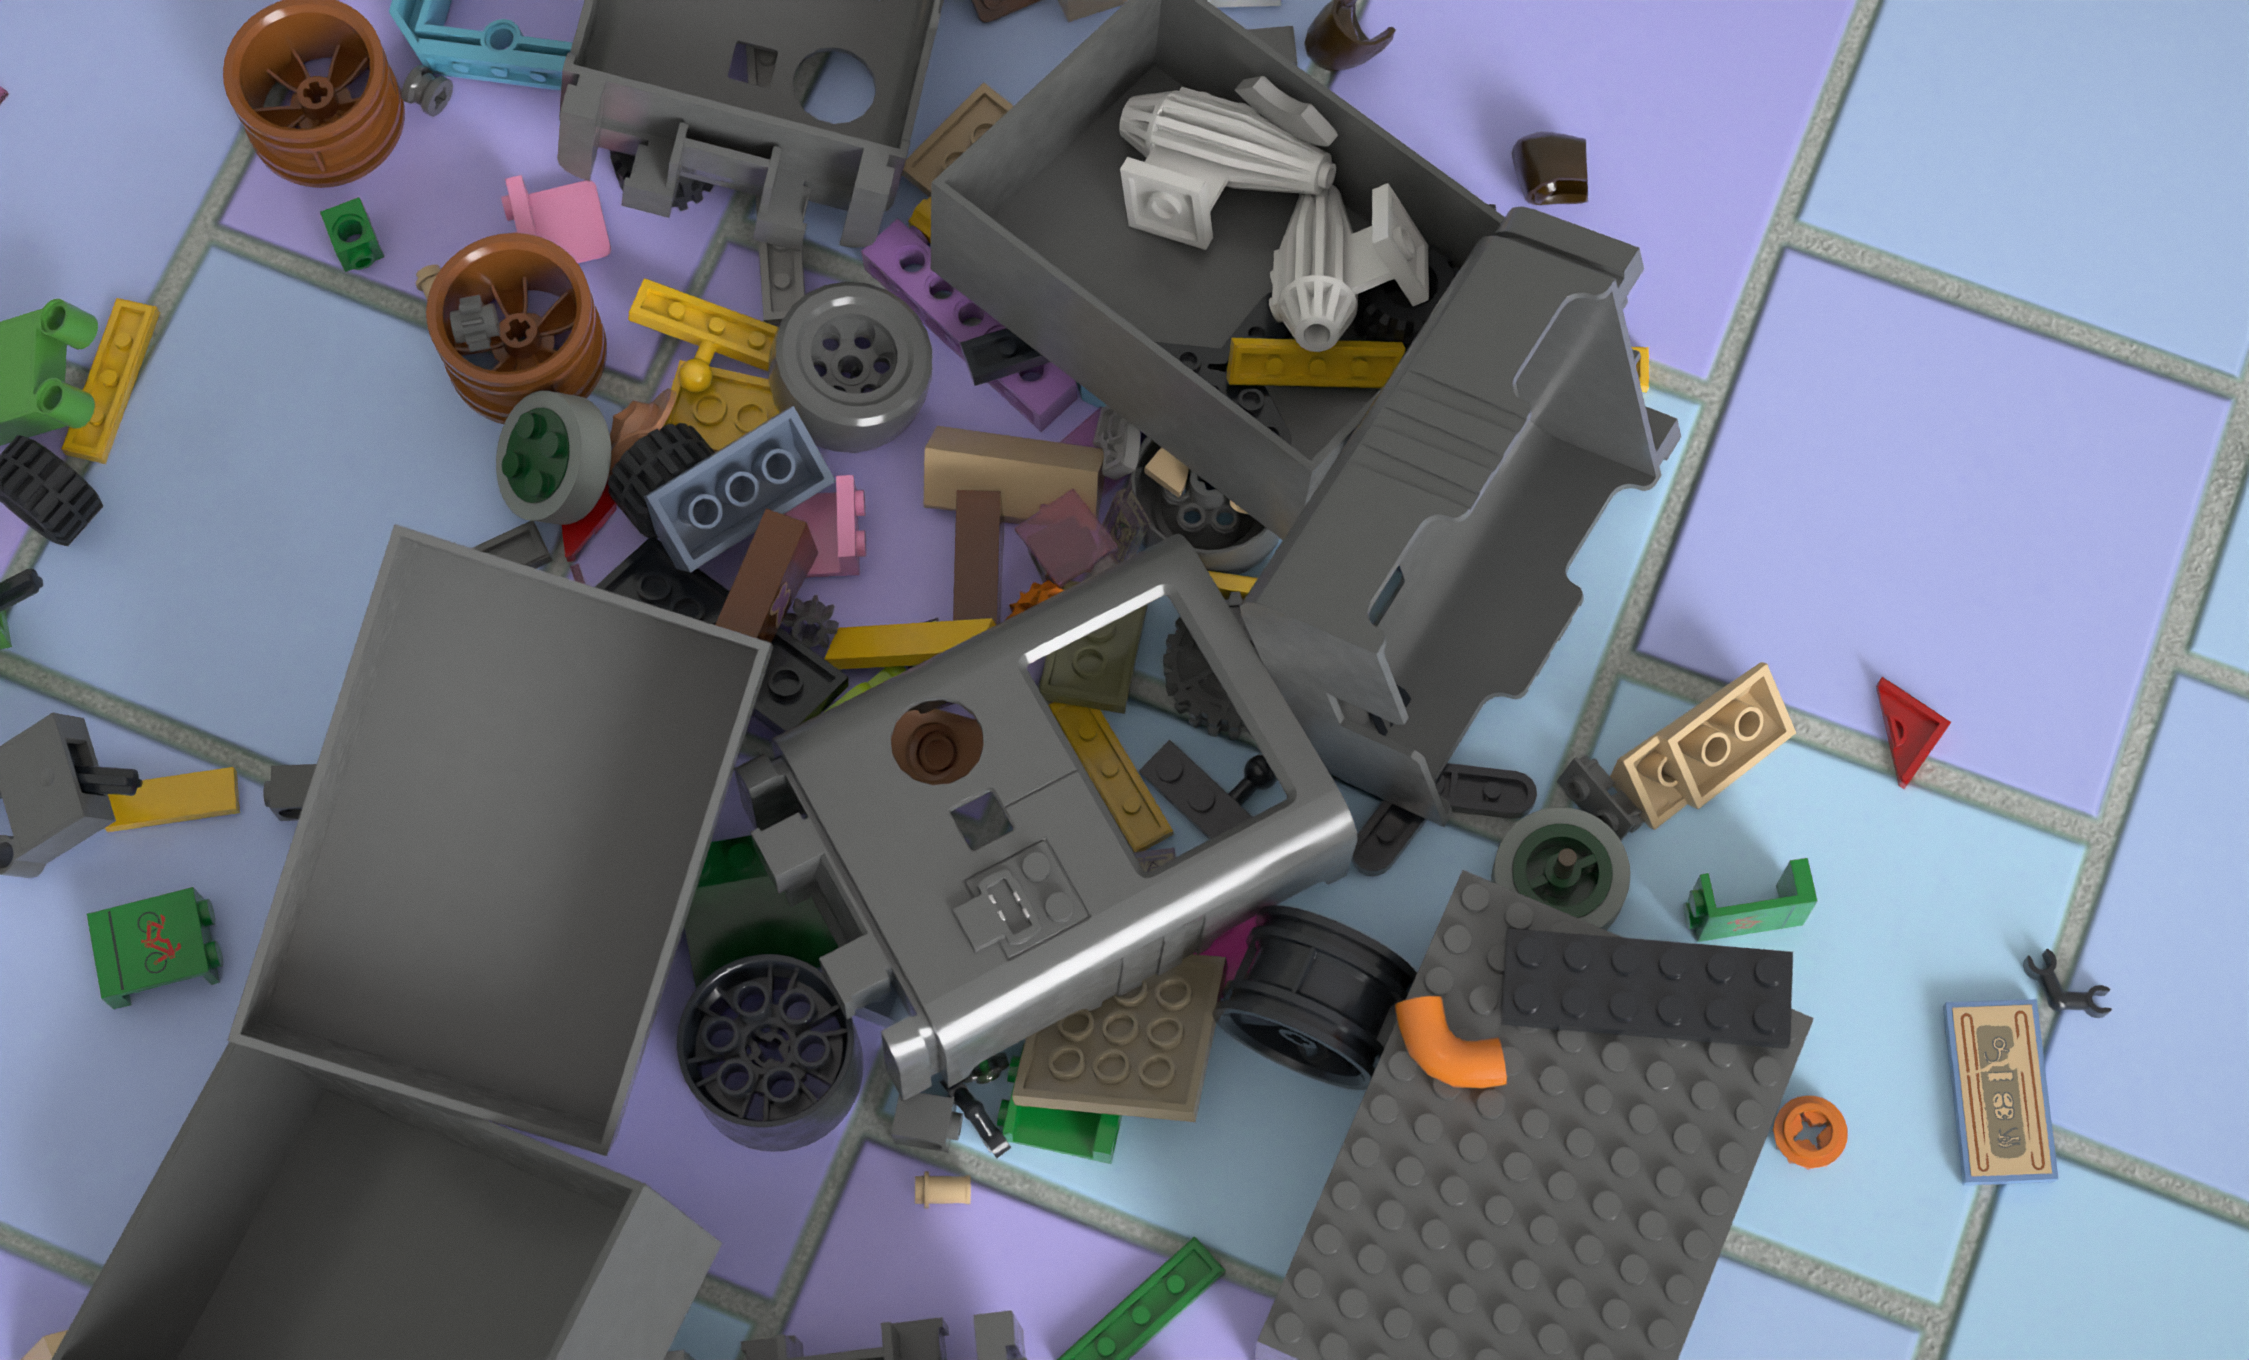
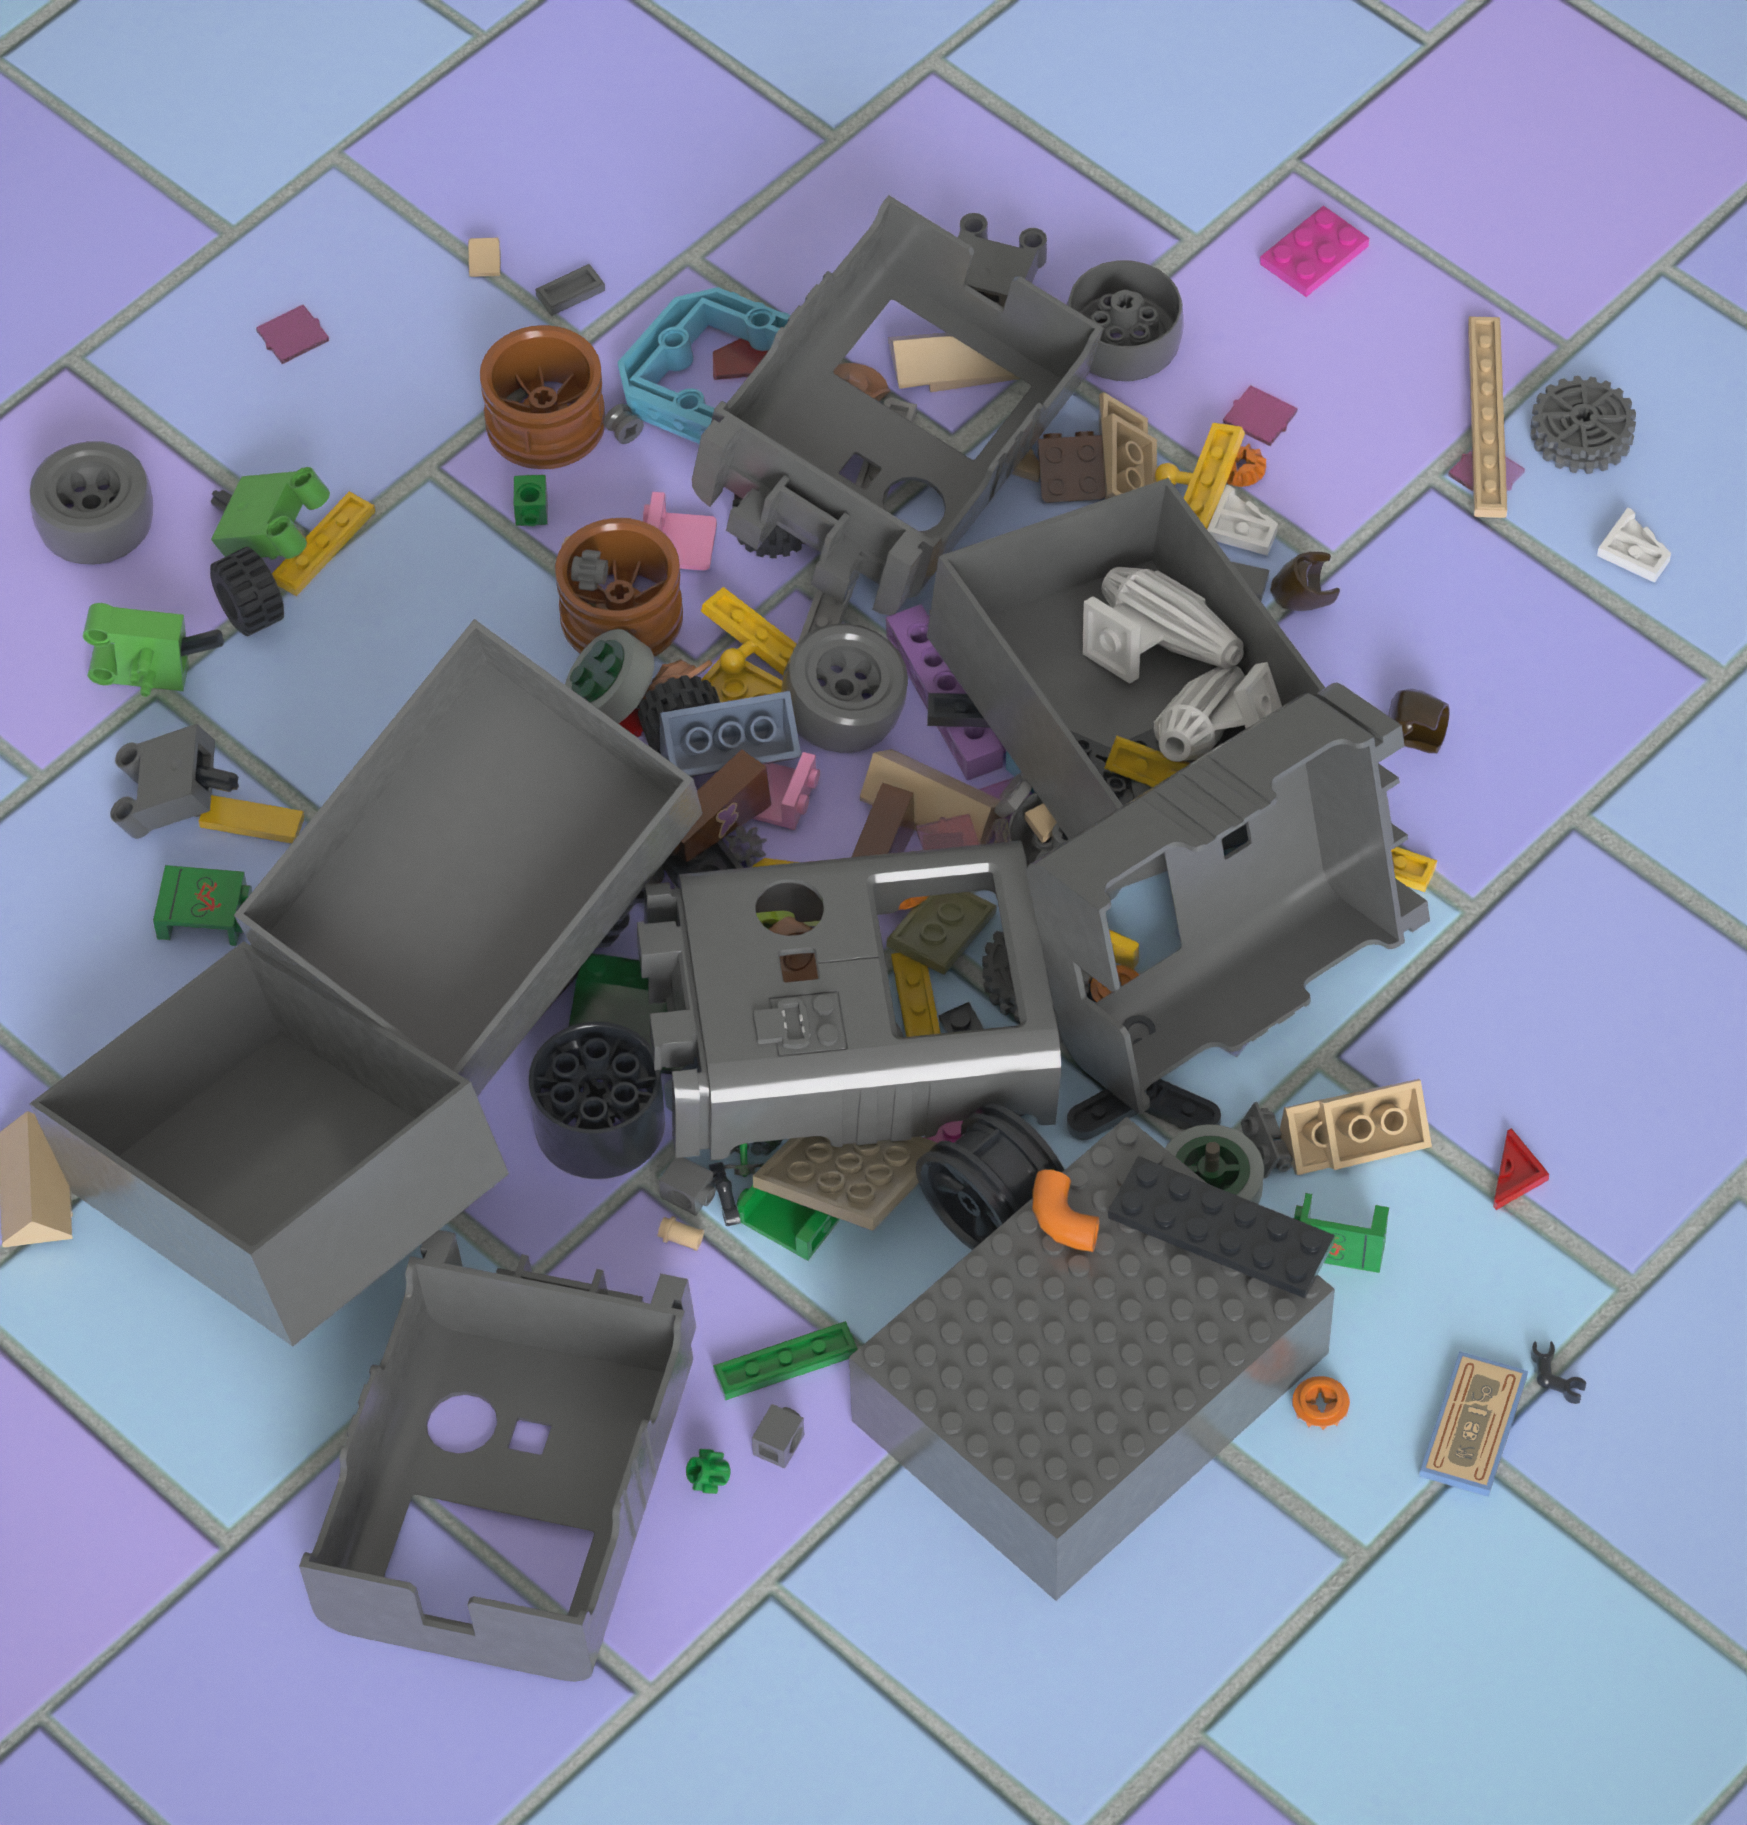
camera: 20 degrees right, 15 degrees down
(1287, 113) = (1218, 600): light grey tile -> none

